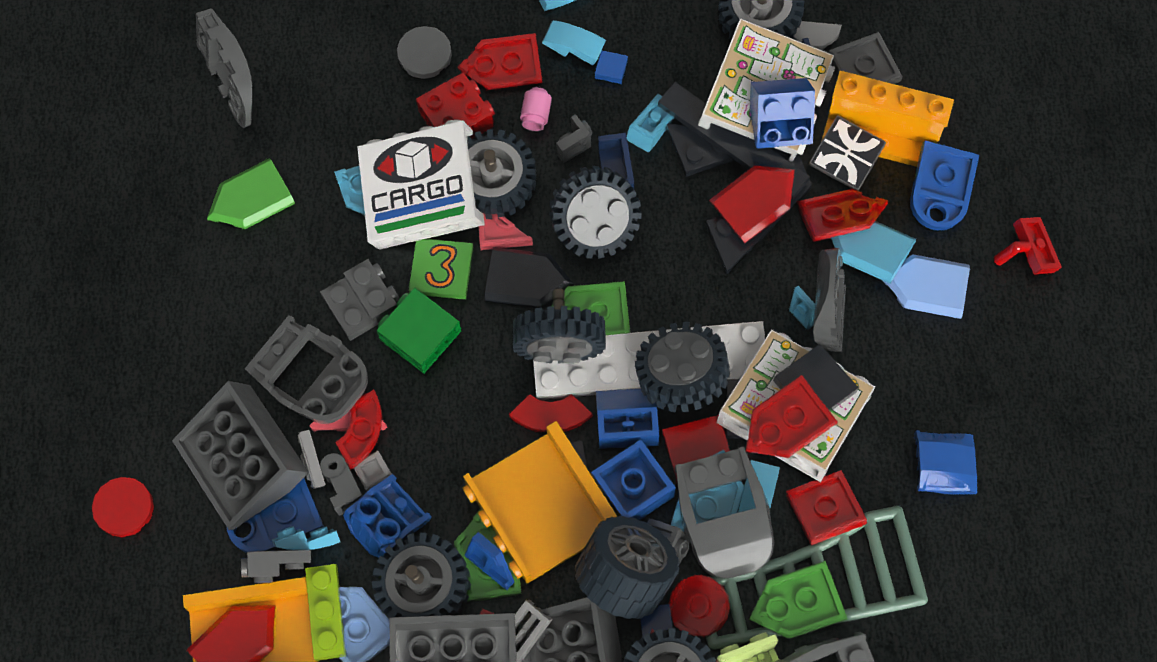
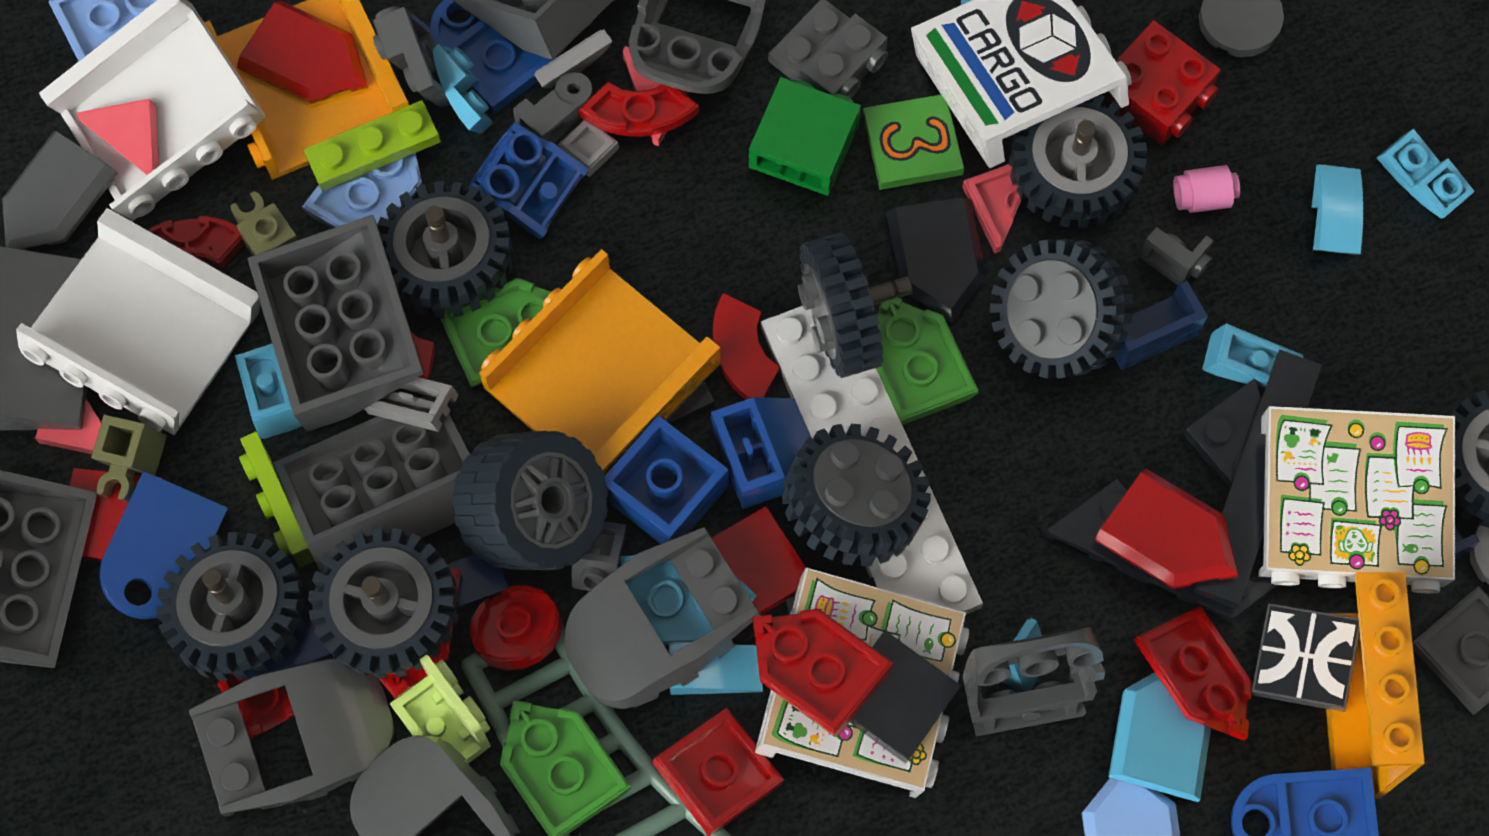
camera: 70 degrees right, 0 degrees up
(489, 560) = (496, 325): blue tile -> none
(504, 62) = (1269, 129): red tile -> none
(611, 67) = (1320, 276): blue tile -> none
(782, 112) = (1315, 519): blue slope -> none

